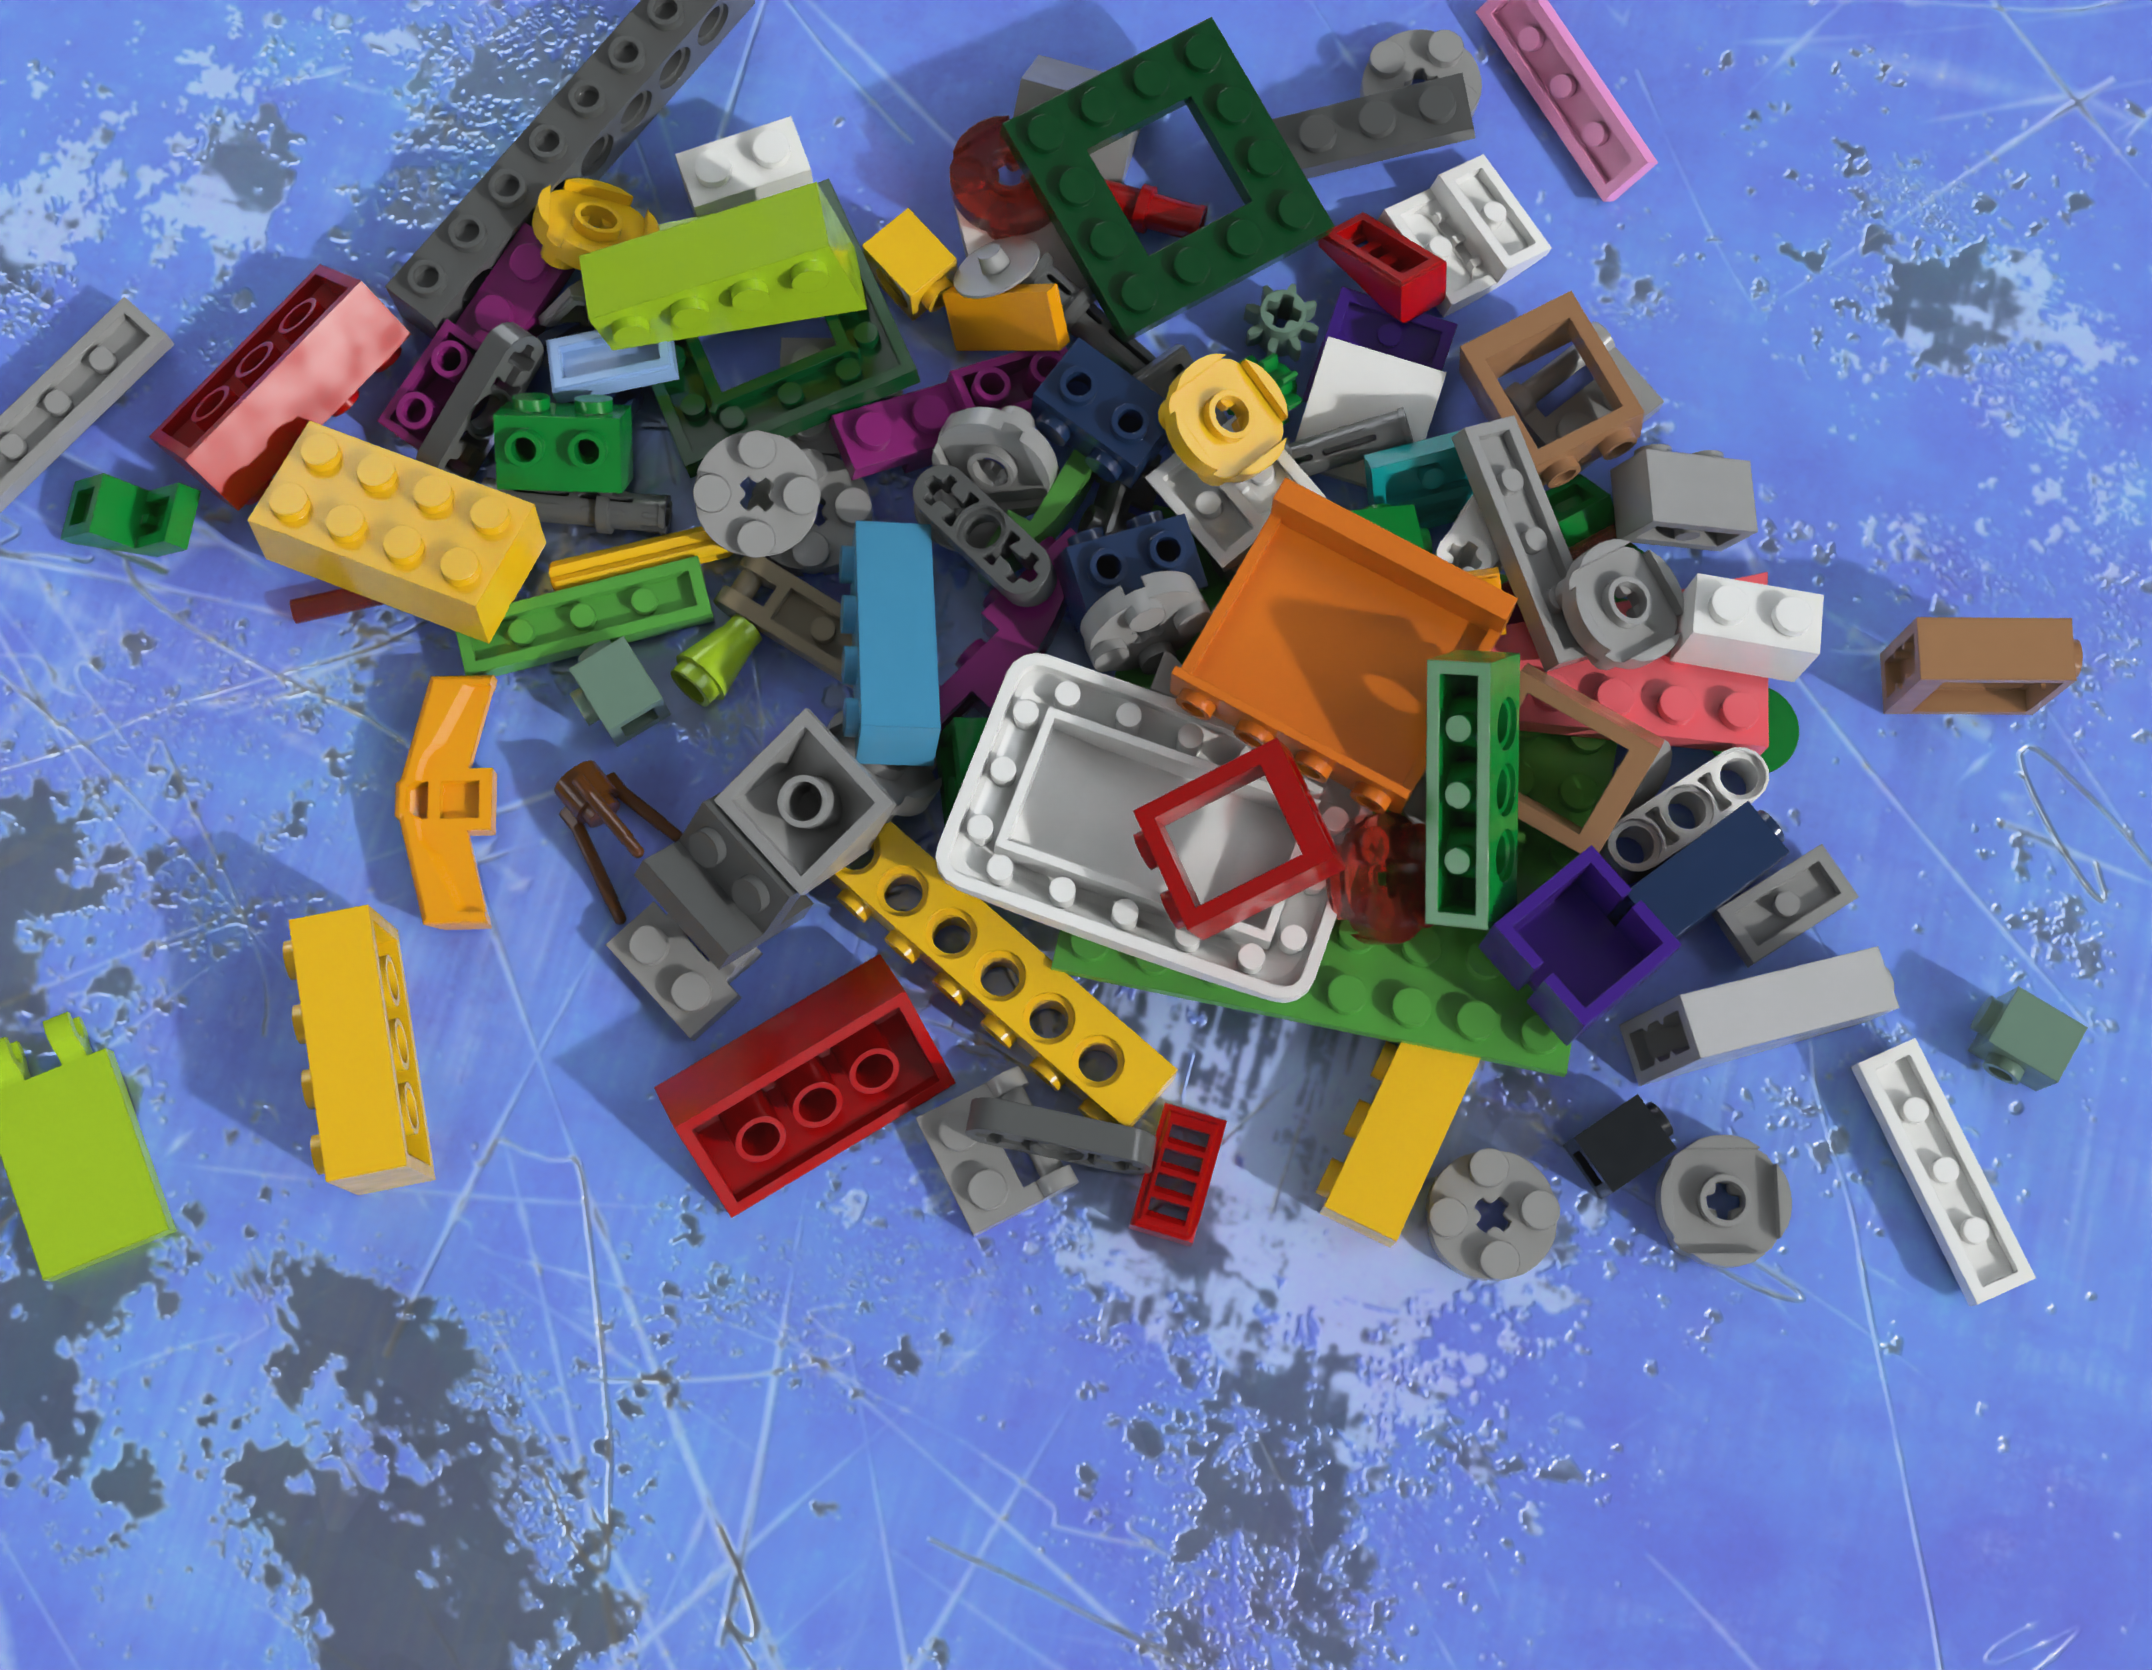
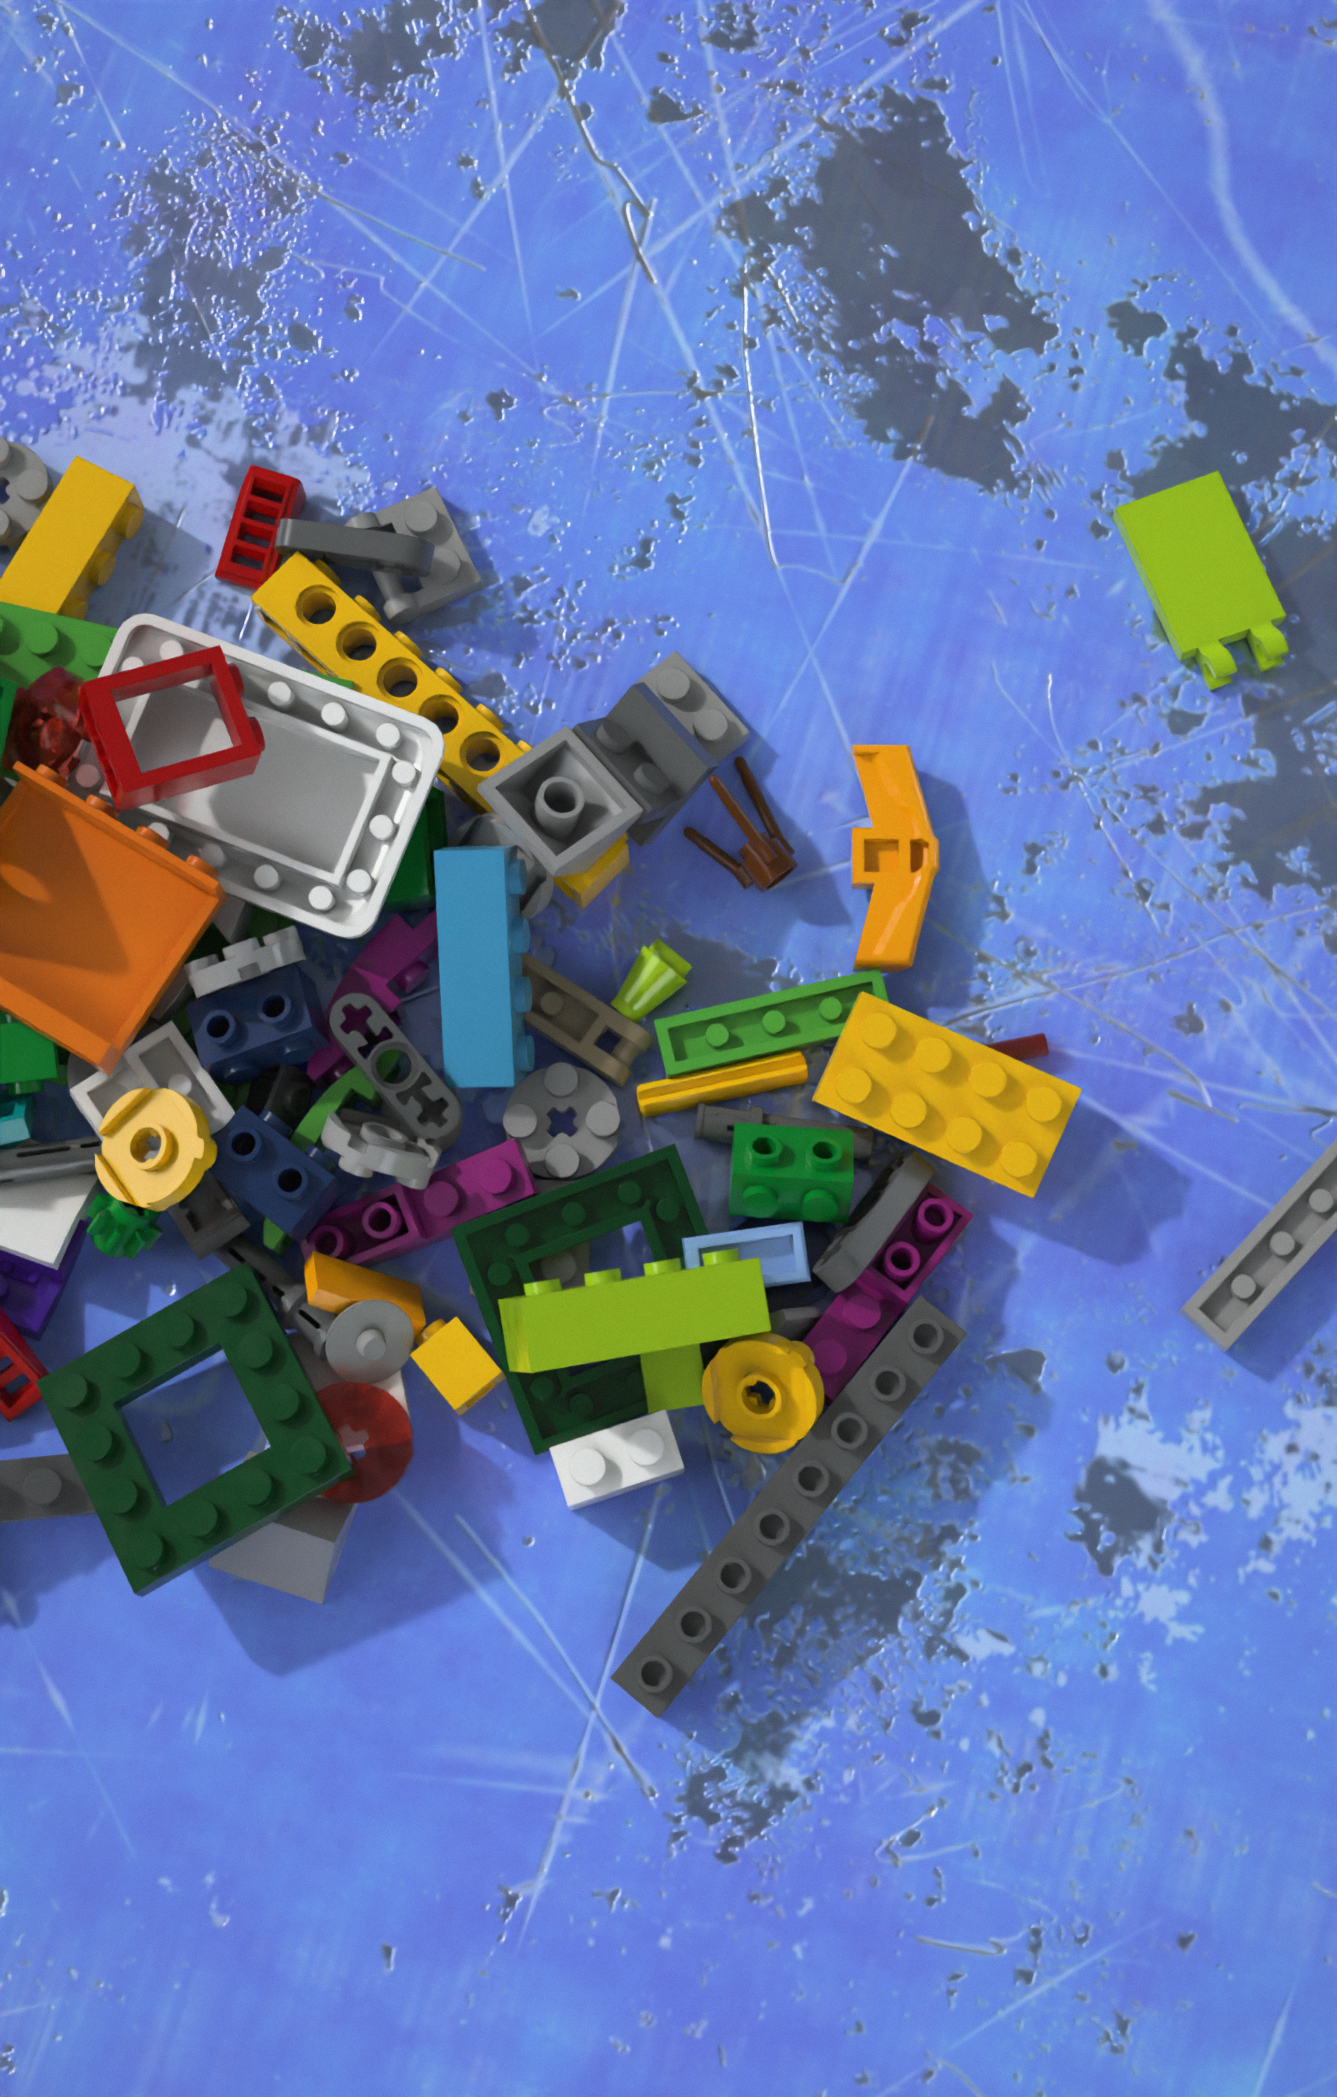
camera: 175 degrees left, 0 degrees up
(130, 518) = (1203, 1136): green slope -> none
(288, 371) = (1071, 1258): slope -> none
(358, 1051) = (957, 627): yellow brick -> none
(616, 690) = (741, 952): sand green brick -> none
(719, 494) = (601, 1085): light grey plate -> none
(804, 1085) = (577, 609): red slope -> none
(1157, 212) = (215, 1420): red pin -> none
(1286, 306) = (99, 1280): sand green gear -> none

